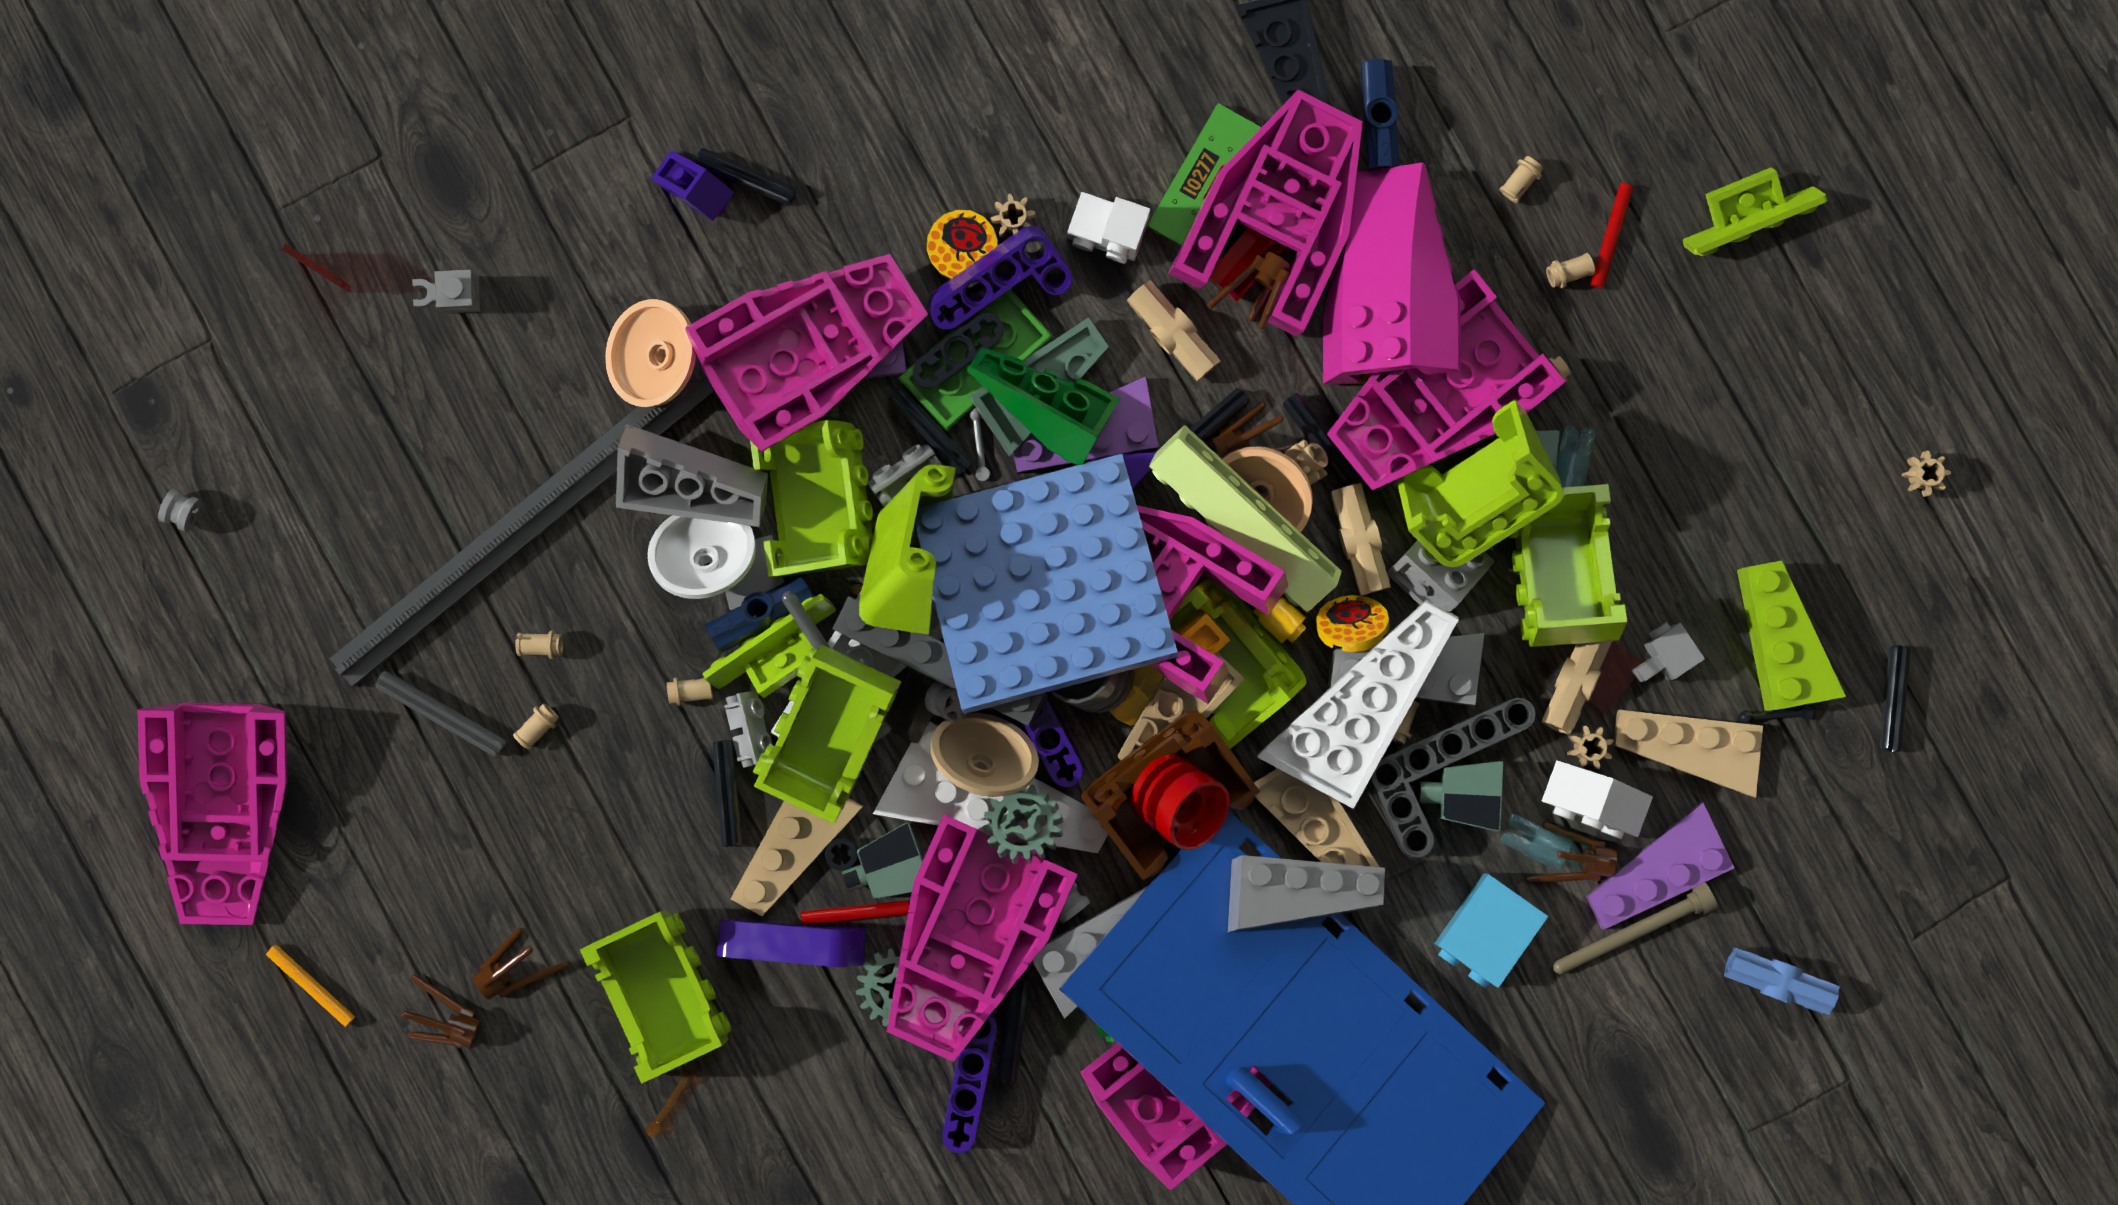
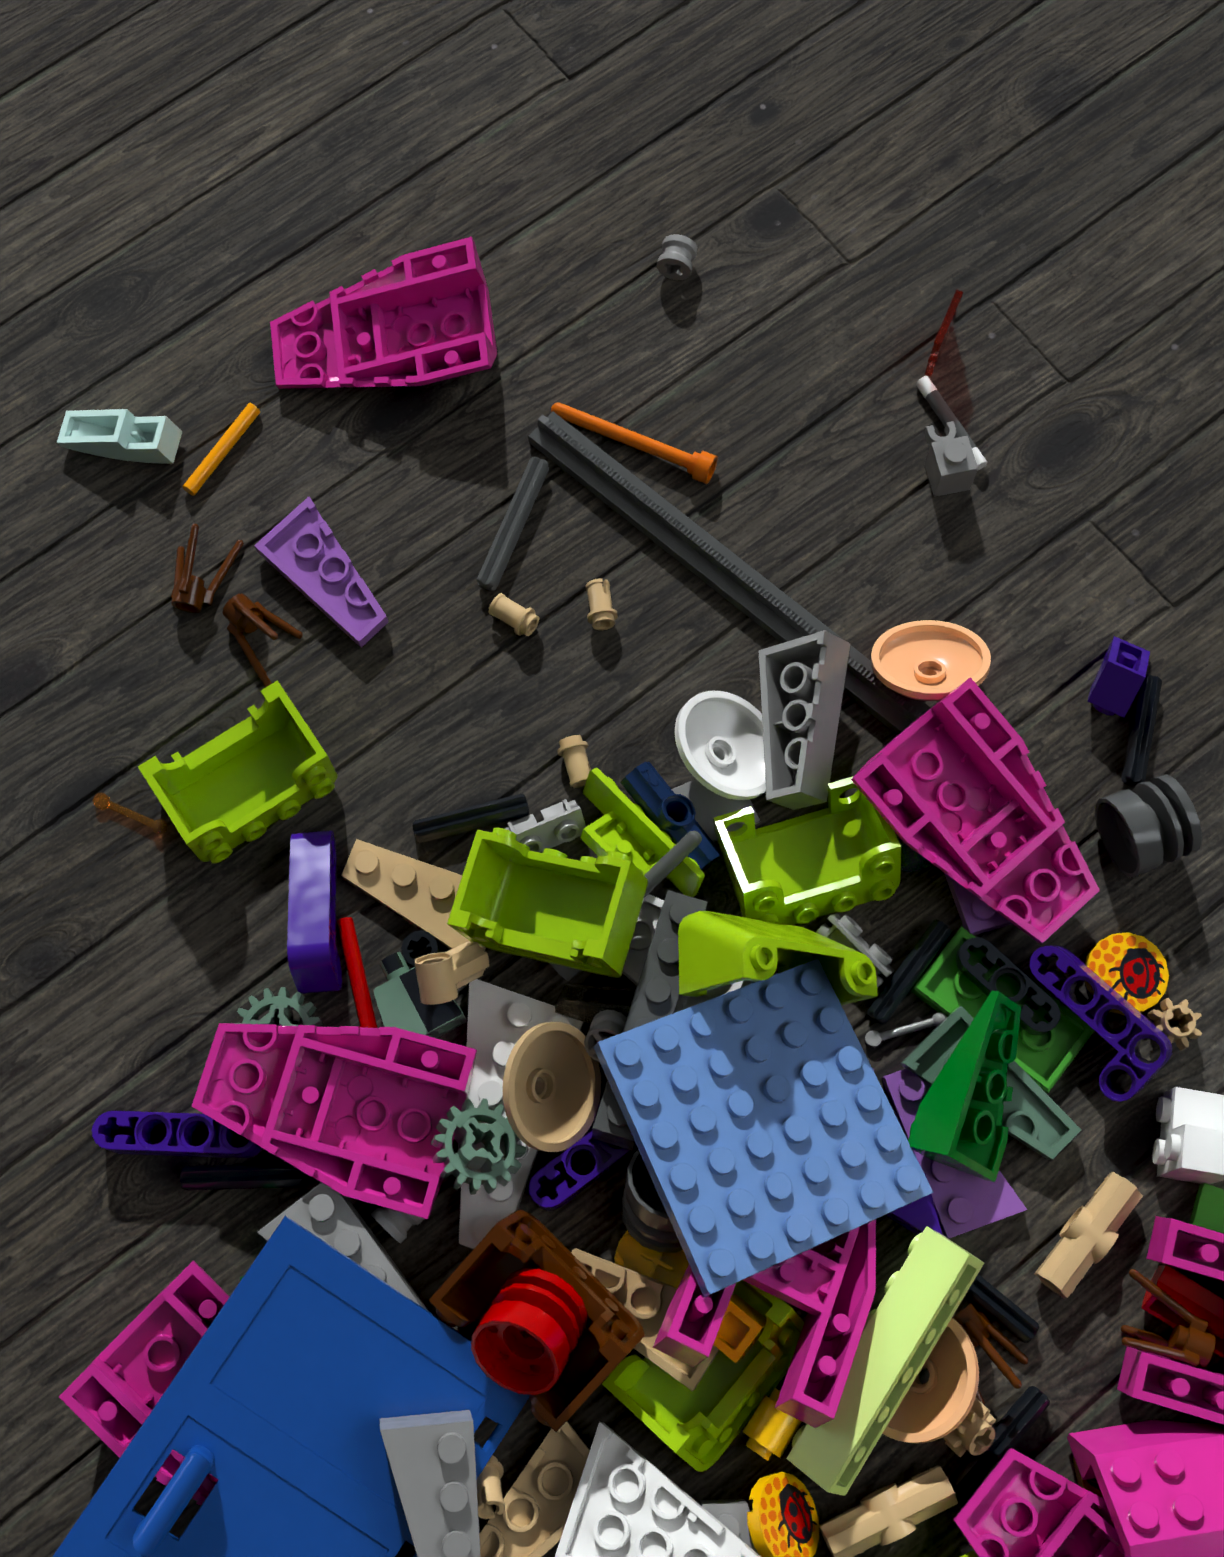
camera: 80 degrees right, 15 degrees down
(281, 1083) = (120, 435): none -> light aqua slope
(405, 279) = (946, 415): none -> dark grey bar
(411, 528) = (699, 465): none -> orange piece
(454, 905) = (315, 564): none -> medium lavender wing
(837, 190) = (1148, 825): none -> dark grey wheel
(871, 833) = (445, 972): none -> tan piece
(1294, 851) = (490, 1490): none -> tan pin

